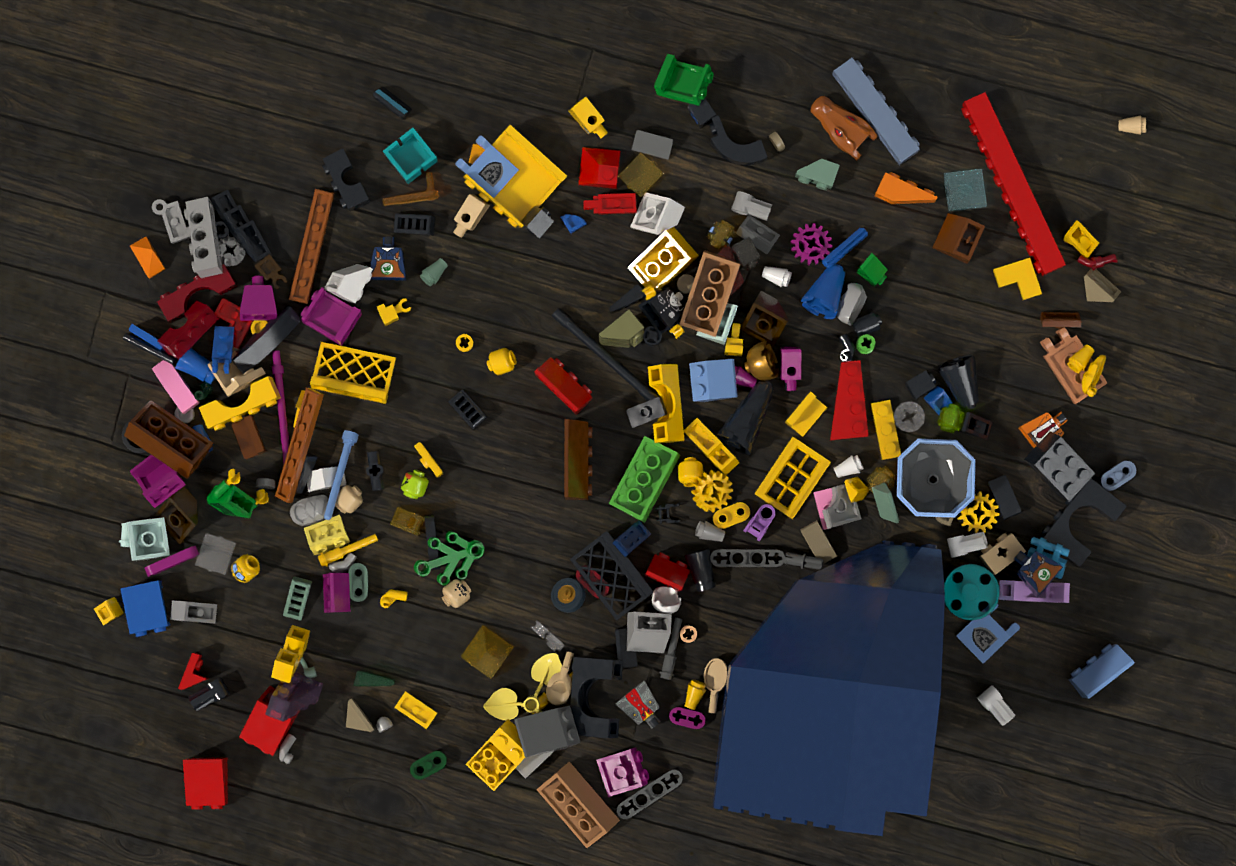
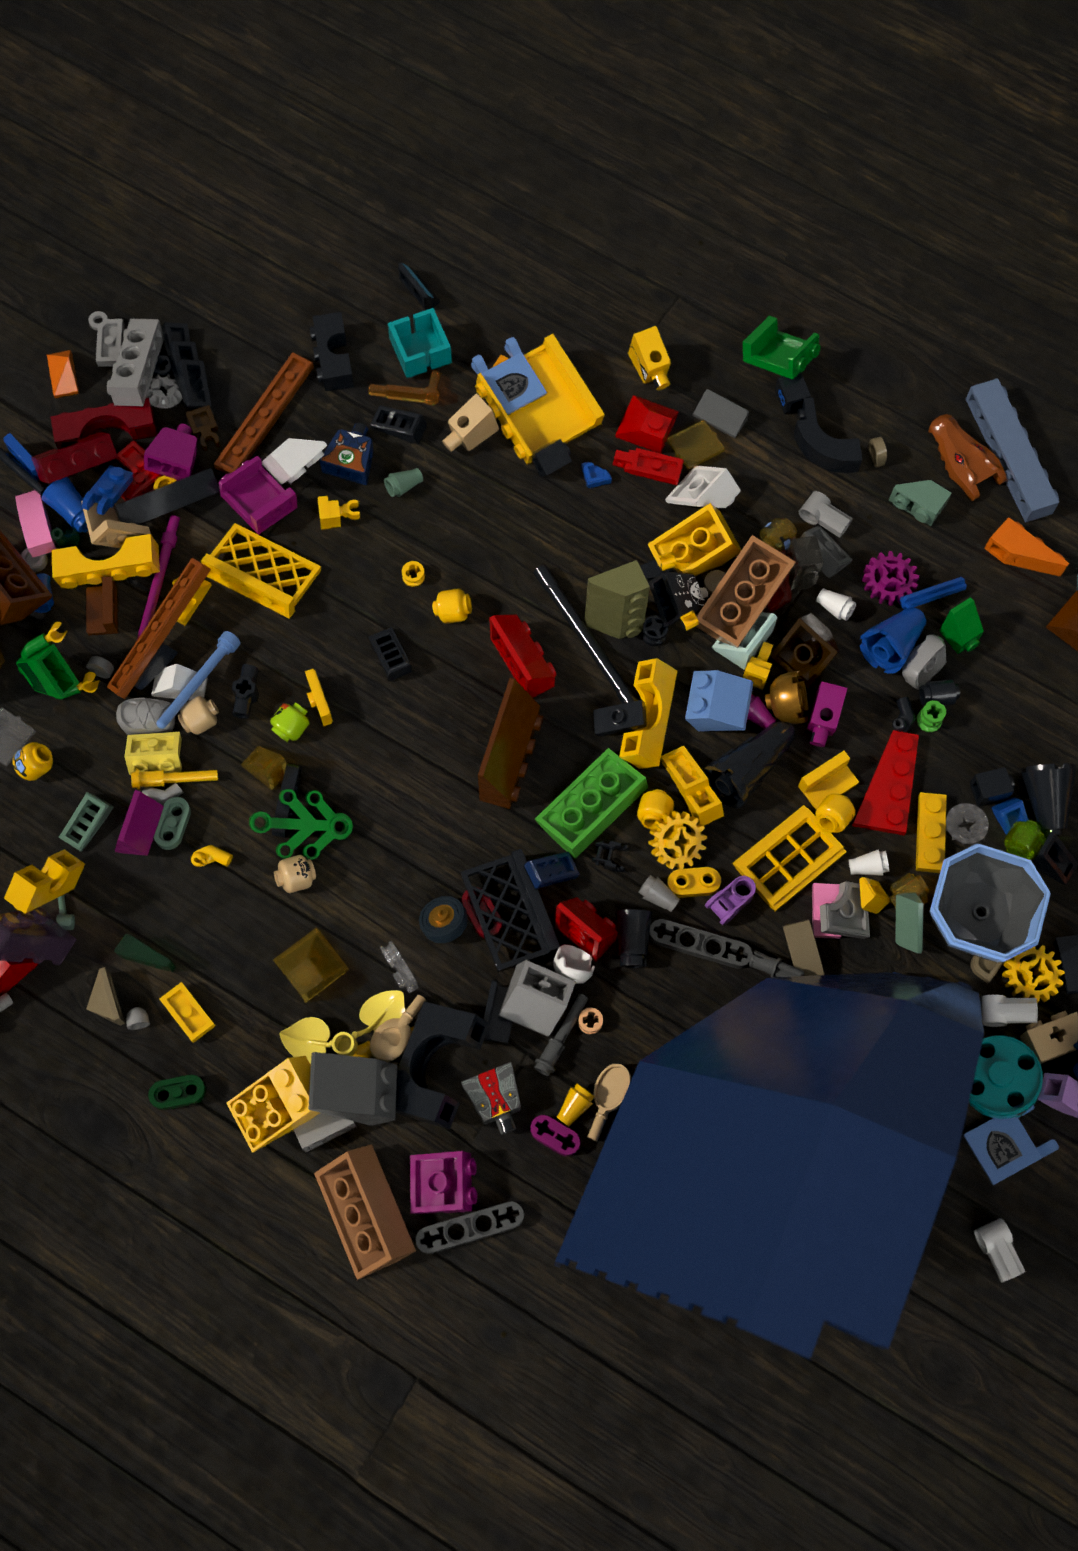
camera: 15 degrees right, 15 degrees down
(815, 438) = (835, 813): none -> yellow head

